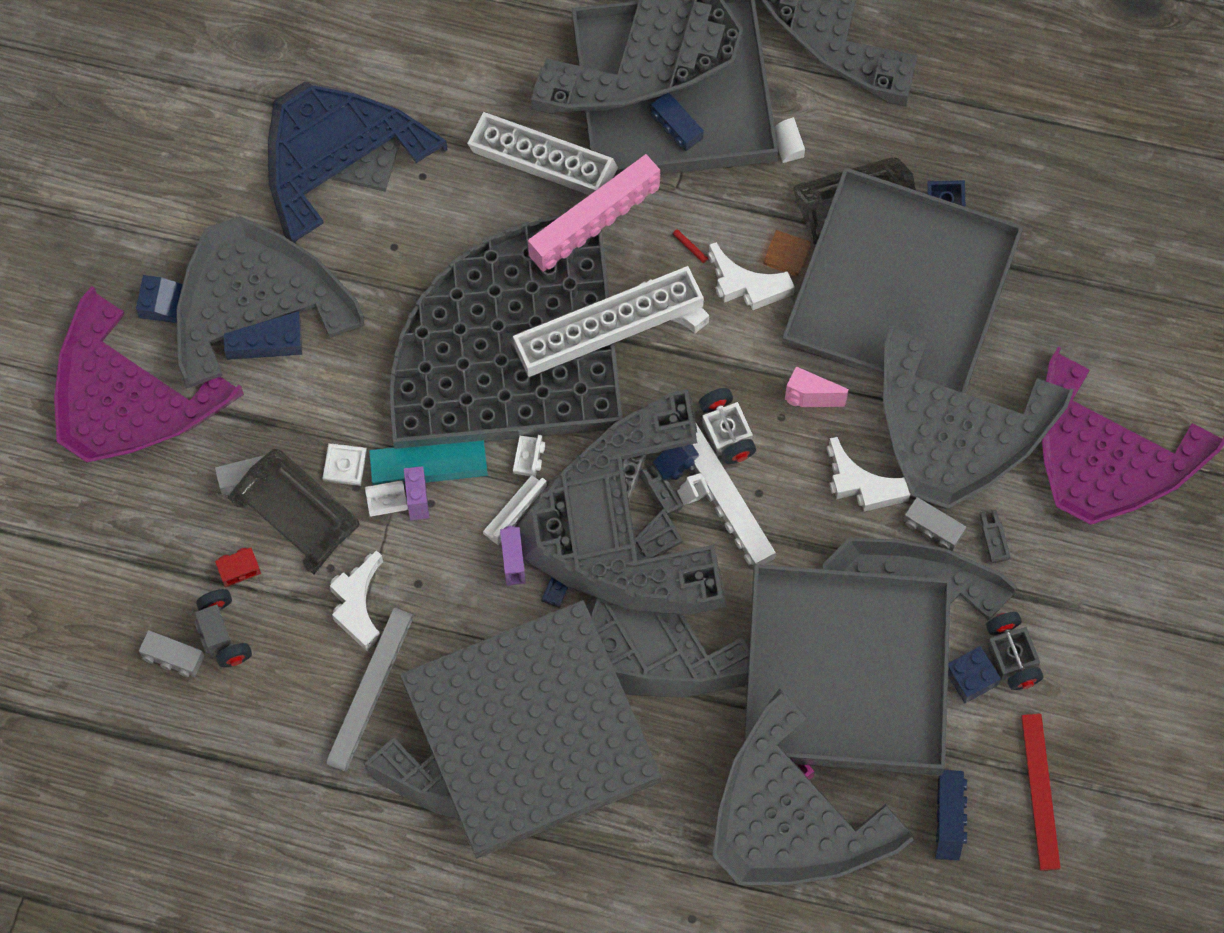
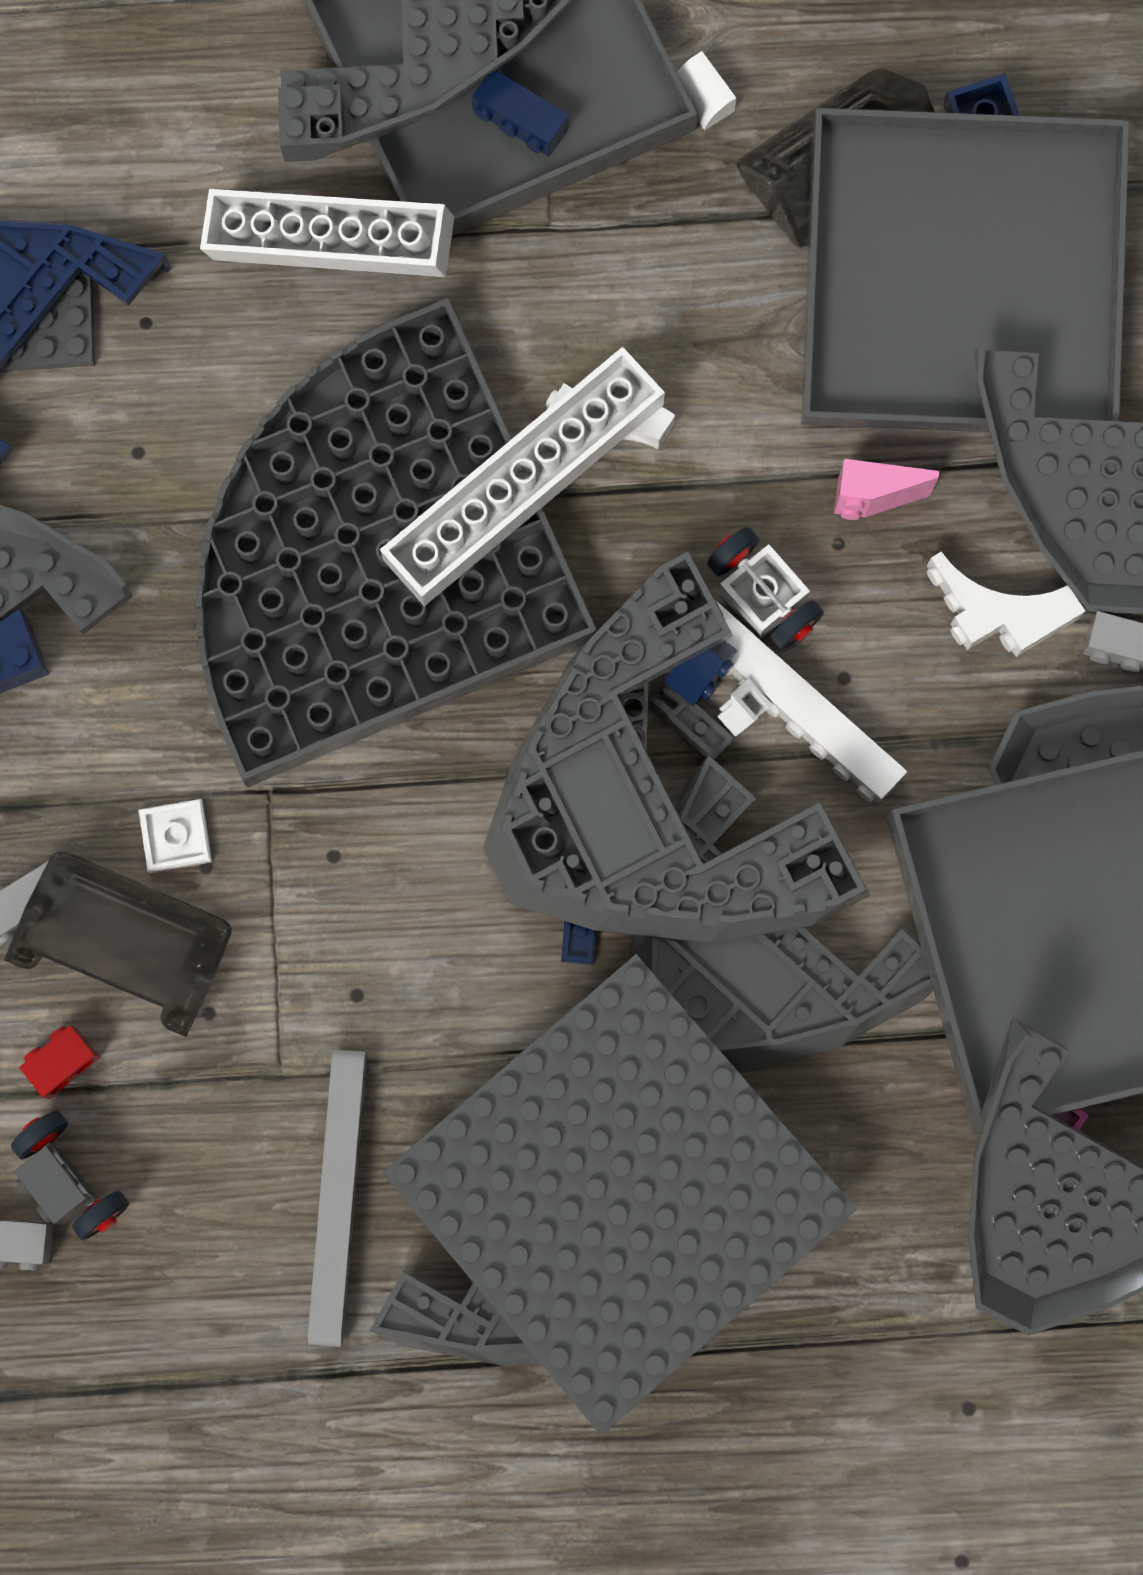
camera: 15 degrees left, 10 degrees up
(352, 591) = (258, 1044): white arch -> none
(386, 498) = (261, 874): white bracket -> none
(416, 493) = (307, 853): medium lavender brick -> none
(438, 461) = (307, 794): teal arch -> none
(512, 555) = (494, 906): medium lavender brick -> none
(515, 508) = (471, 826): white fence -> none
(527, 455) = (463, 731): white bracket -> none
(594, 213) = (443, 304): bright pink brick -> none
(690, 246) = (605, 309): red piece -> none
(755, 287) = (699, 344): white arch -> none
(787, 253) = (760, 274): clear orange tile -> none

